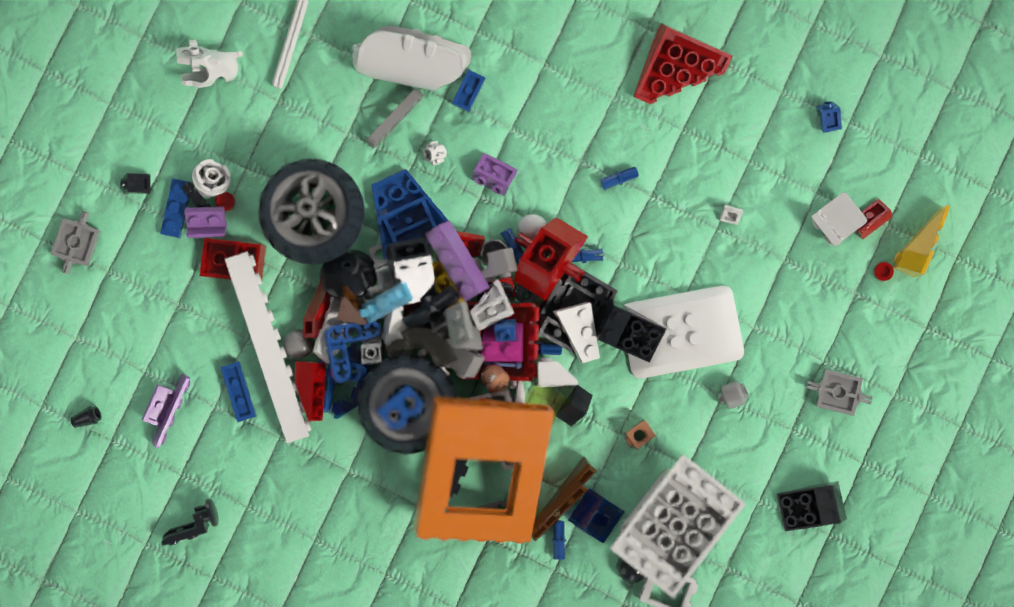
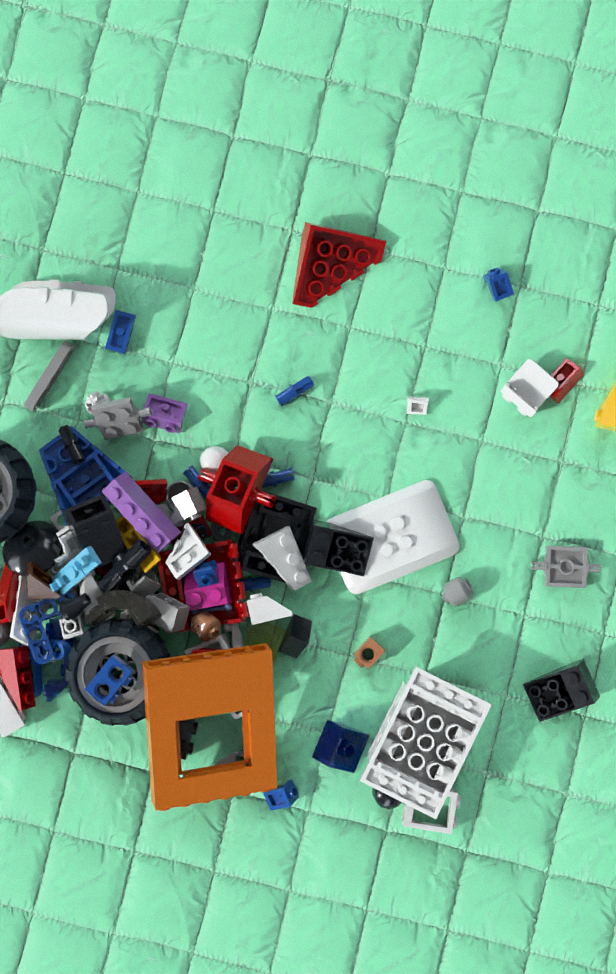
camera: 15 degrees left, 0 degrees up
(378, 335) = (72, 608): none -> black cone
(403, 186) = (71, 444): none -> black axle
(450, 170) = (117, 418): none -> light grey plate
(463, 328) = (160, 582): light grey bracket -> none
(532, 551) = (283, 796): none -> blue bracket
(559, 540) = (307, 779): blue axle -> none
(567, 495) = (303, 735): reddish brown wedge -> none
(883, 271) = (586, 432): red tile -> none

